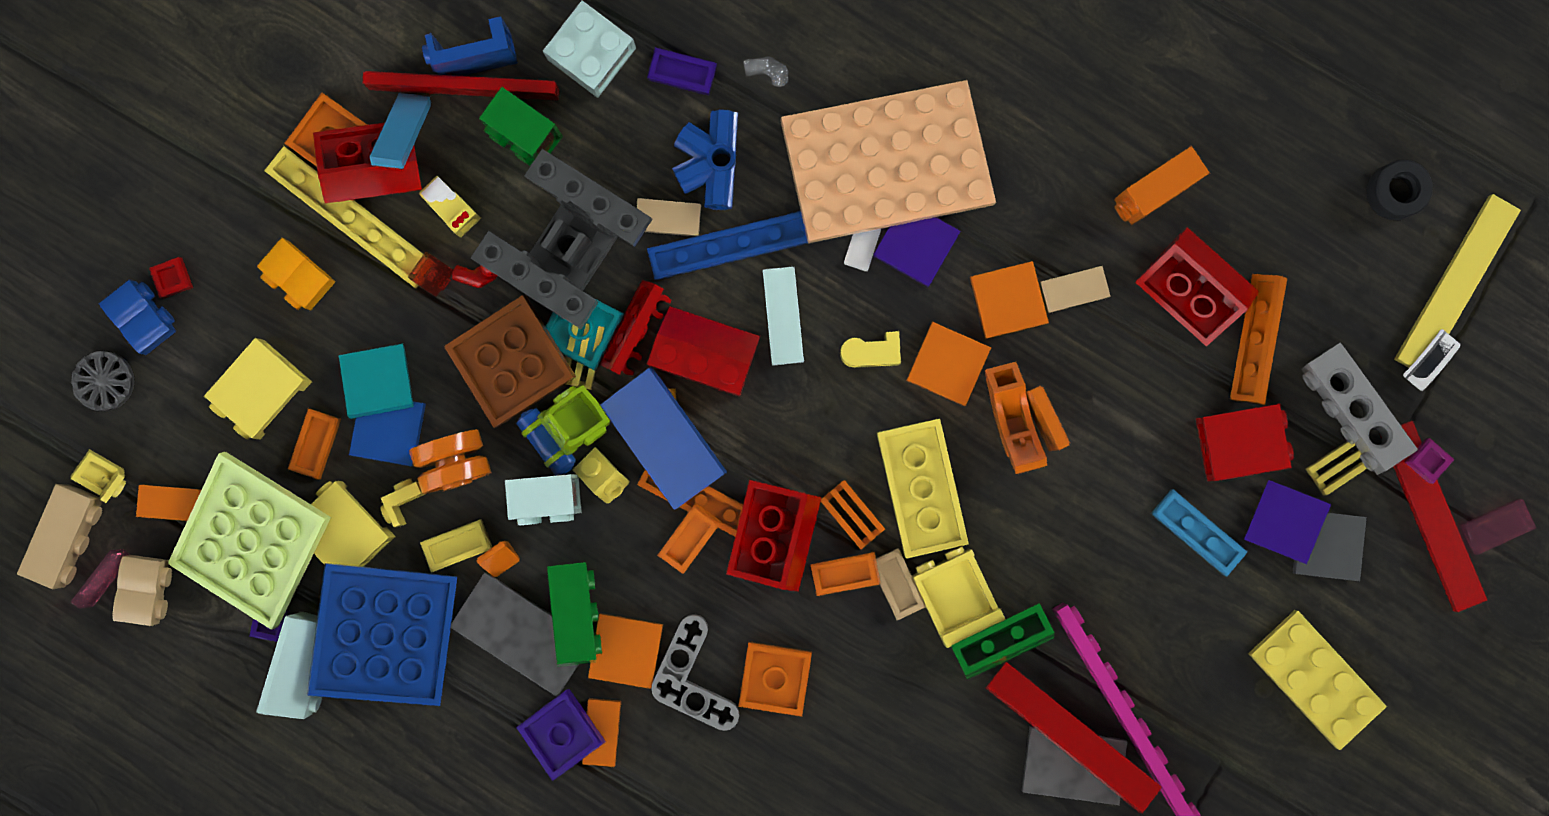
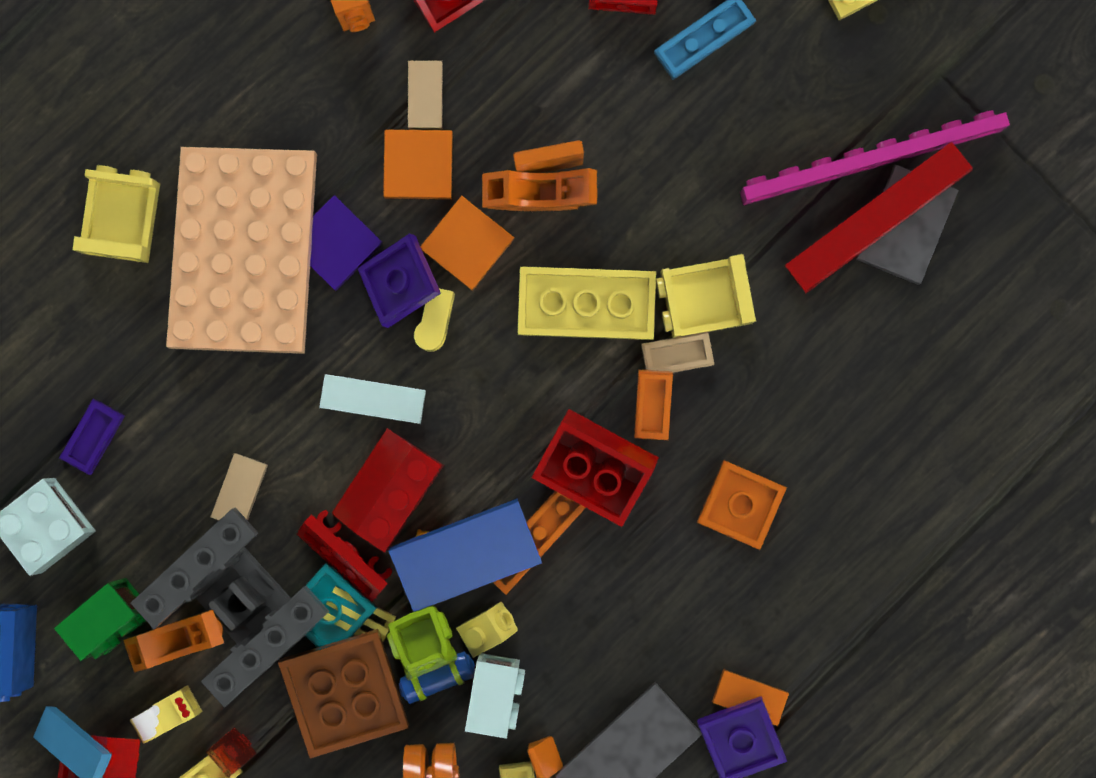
camera: 75 degrees left, 0 degrees up
(459, 85) = (42, 672): red tile -> none
(476, 278) = (248, 706): red arm -> none
(518, 196) = (174, 640): none -> orange arch
(573, 614) = (622, 695): green brick -> none
(628, 651) = (673, 651): orange tile -> none
(679, 675) = (714, 603): light grey beam -> none
(689, 538) = (575, 555): orange tile -> none
(702, 150) = (180, 437): blue piece -> none
(727, 245) = (285, 437): blue tile -> none
(767, 66) = (111, 345): clear arm -> none
(862, 249) = (326, 300): white sticker -> none
(869, 535) = (621, 369): orange tile -> none
(889, 40) = (118, 215): none -> light yellow panel
(897, 311) = (399, 280): none -> dark purple tile
(1003, 641) = (763, 262): green brick -> none

